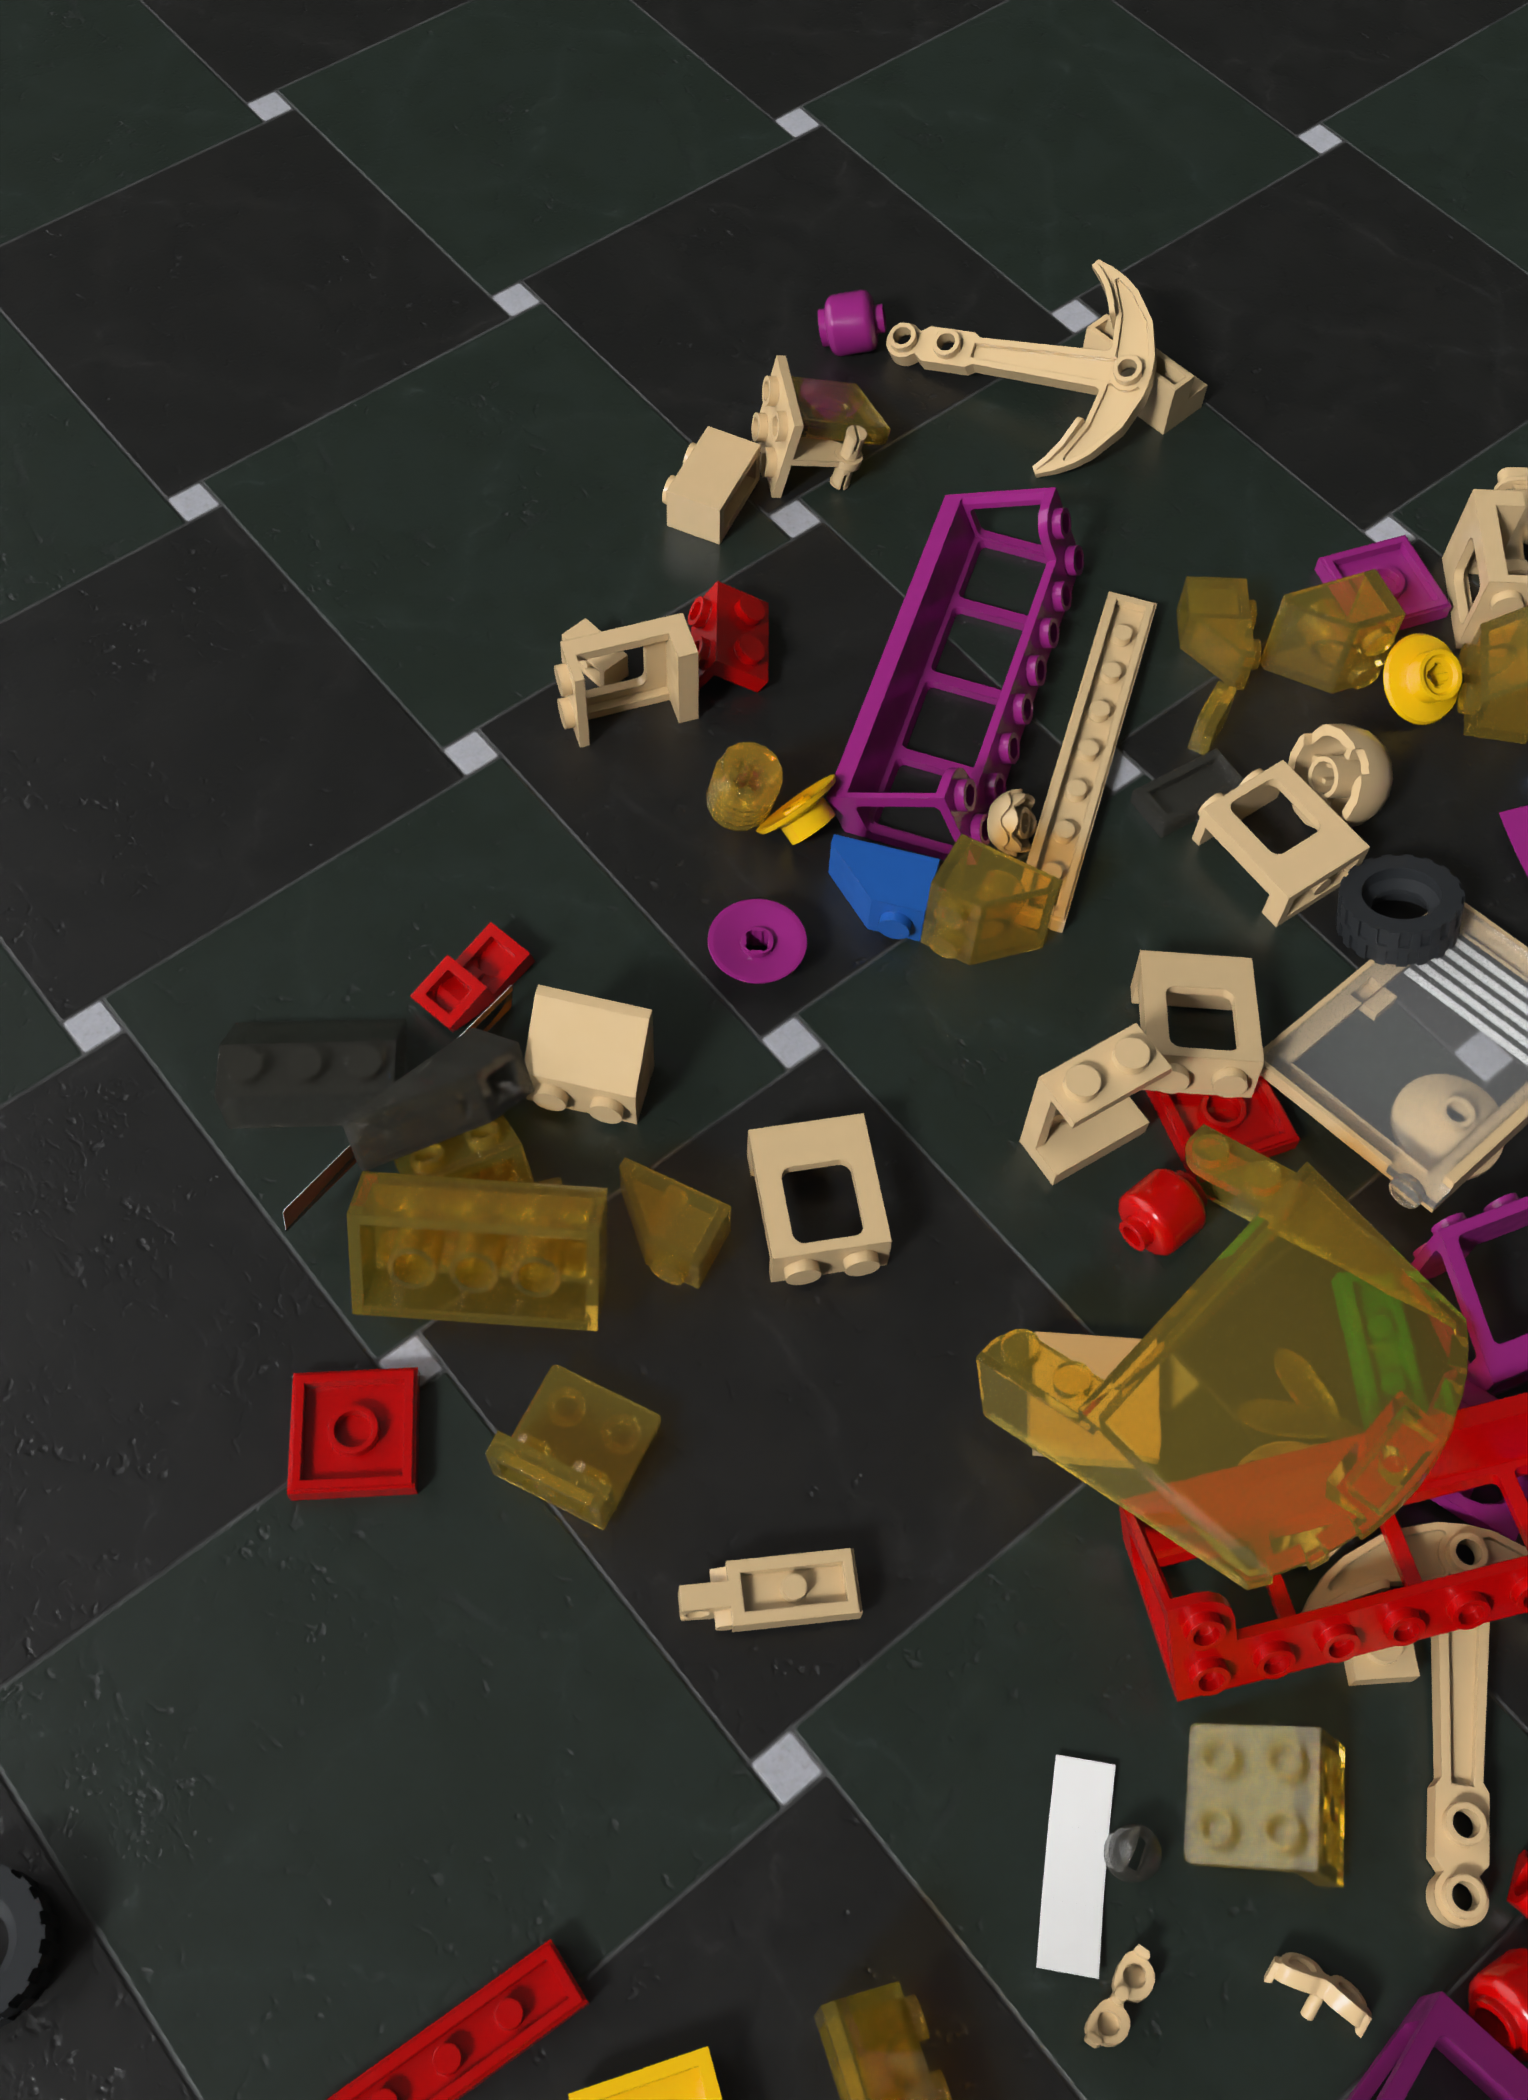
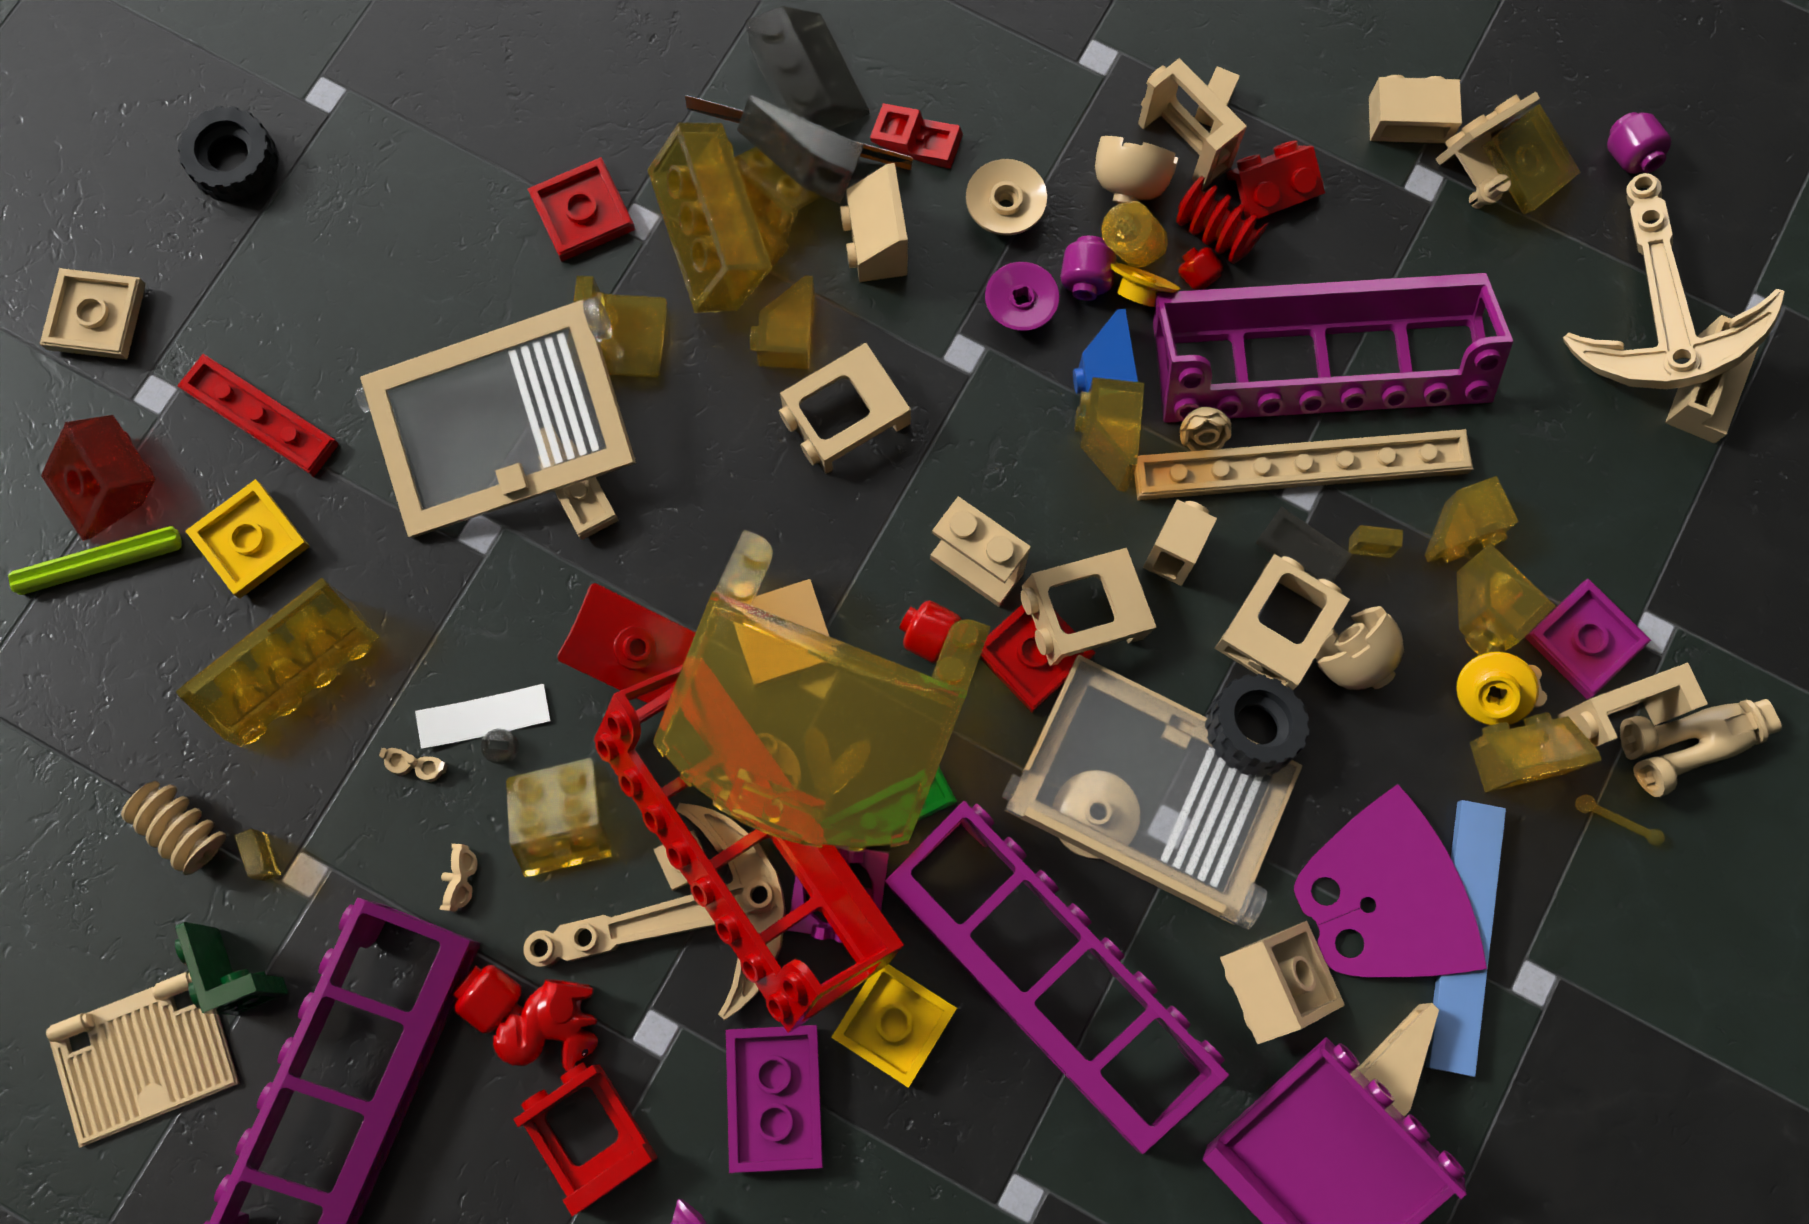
camera: 70 degrees right, 15 degrees up
(611, 890) = (1006, 181): none -> tan dish
(642, 1662) = (498, 417): none -> door
(654, 762) = (1133, 170): none -> tan cylinder
(750, 860) = (1087, 268): none -> magenta head
(757, 705) = (1218, 221): none -> red piece
(799, 755) = (1200, 268): none -> red piece
(1061, 1595) = (623, 642): none -> red shield
(1155, 891) = (1180, 541): none -> tan brick

